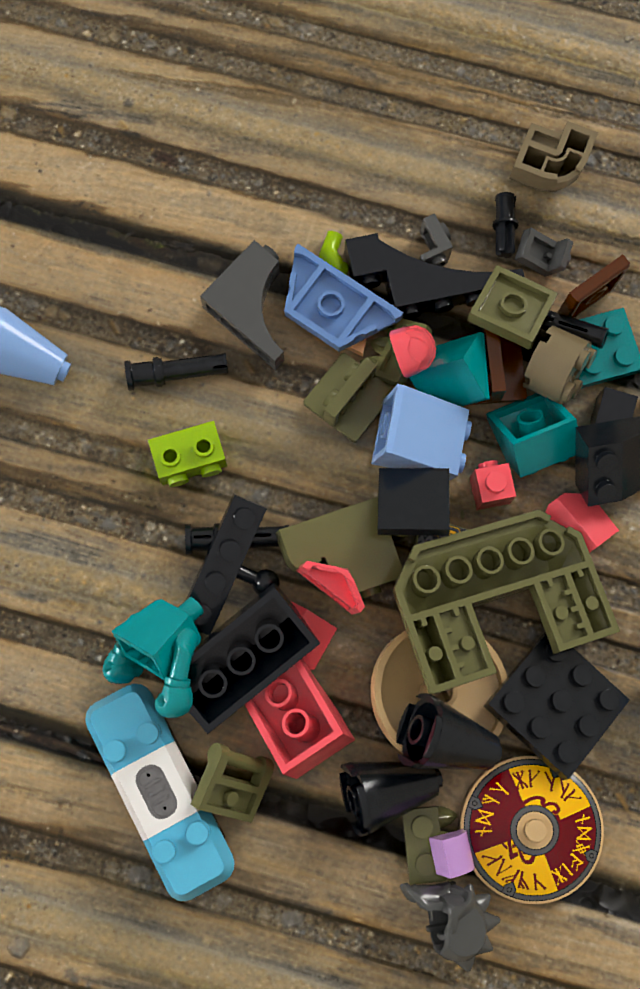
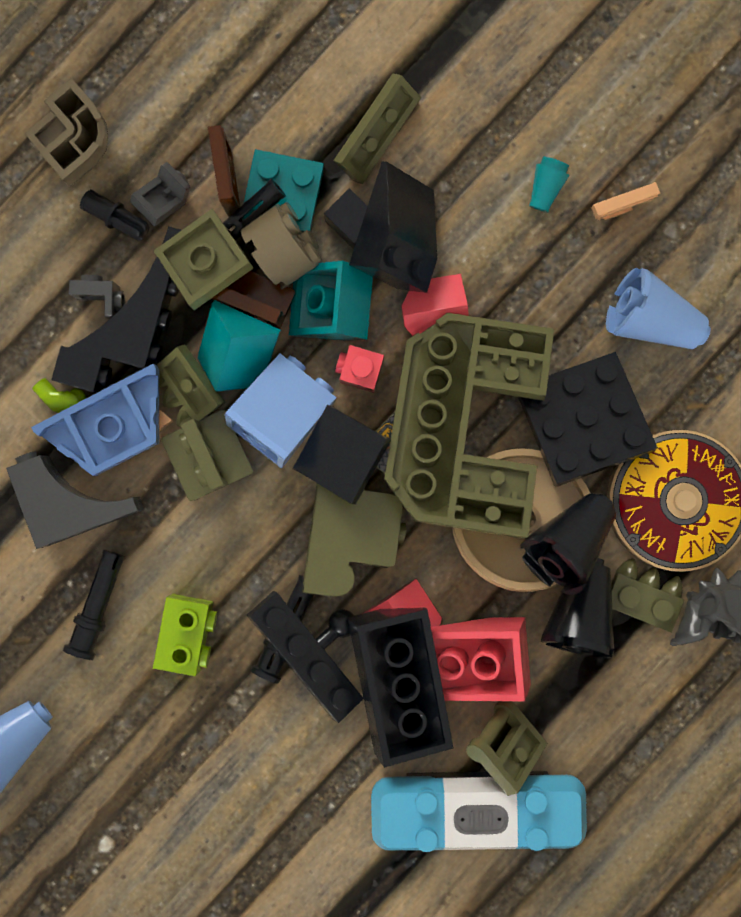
camera: 60 degrees left, 10 degrees up
(163, 643) = (354, 750): teal torso -> none
(335, 583) = (379, 568): coral slope -> none
(413, 349) = (196, 378): coral piece -> none
(452, 854) = (668, 584): lavender brick -> none

